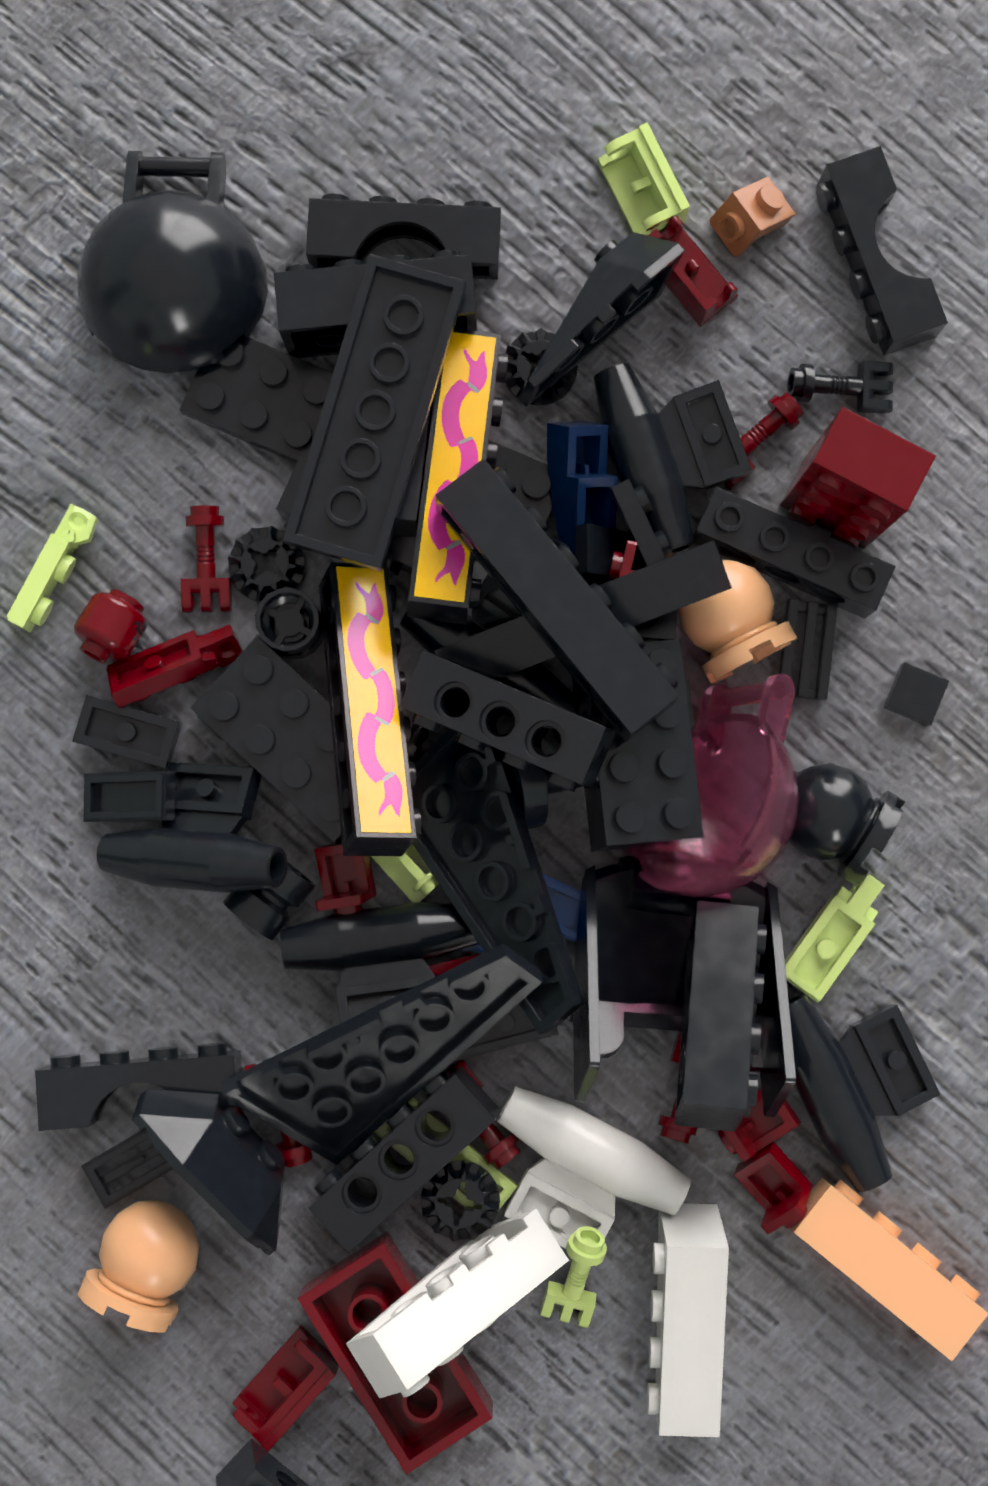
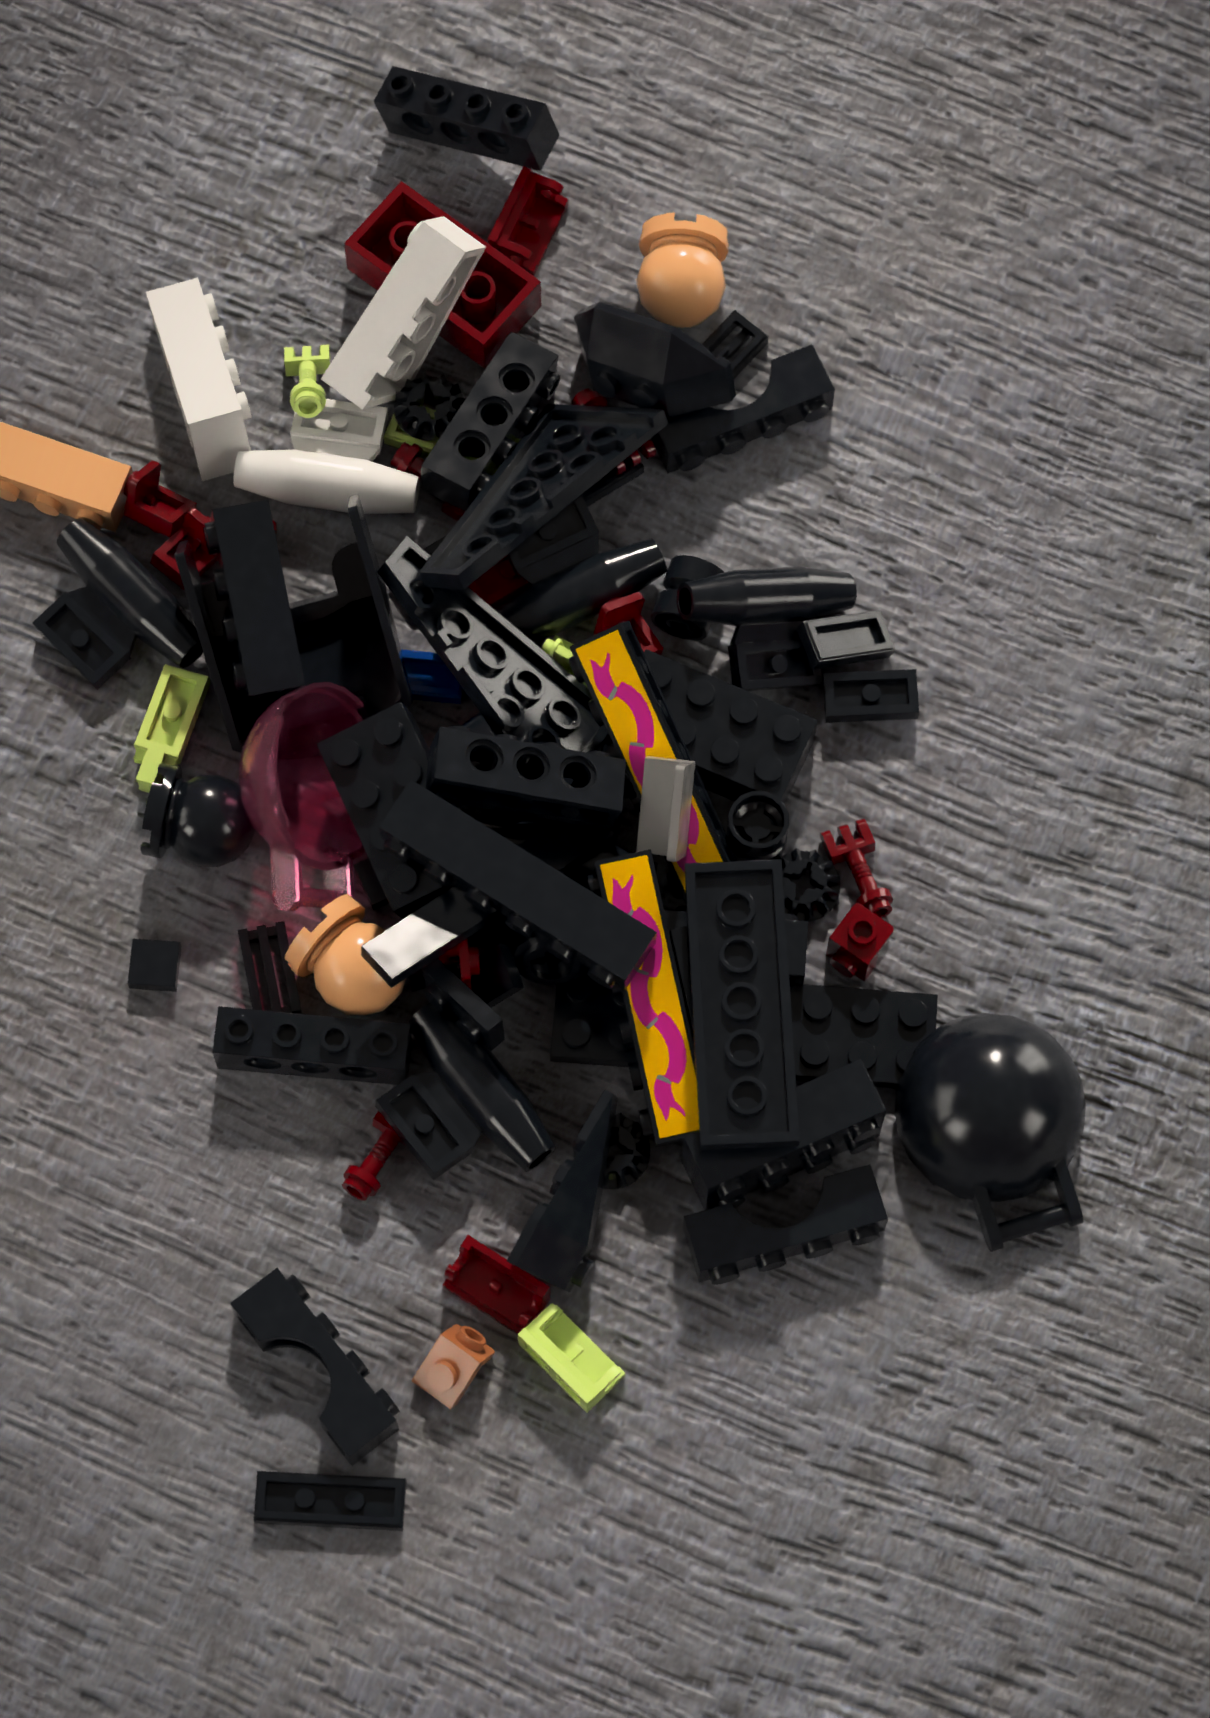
camera: 160 degrees right, 15 degrees down
(52, 566) = (994, 816): yellowish green hinge -> none
(110, 626) = (921, 778): dark red head -> none
(171, 663) = (855, 764): dark red hinge -> none
(234, 475) = (857, 941): none -> dark red bracket
(375, 649) = (665, 807): none -> light grey panel
(579, 477) = (537, 1049): dark blue slope -> none
(804, 382) = (290, 1235): black hinge -> none
(856, 480) = (276, 1092): dark red brick -> none
(902, 135) = (330, 1500): none -> black tile

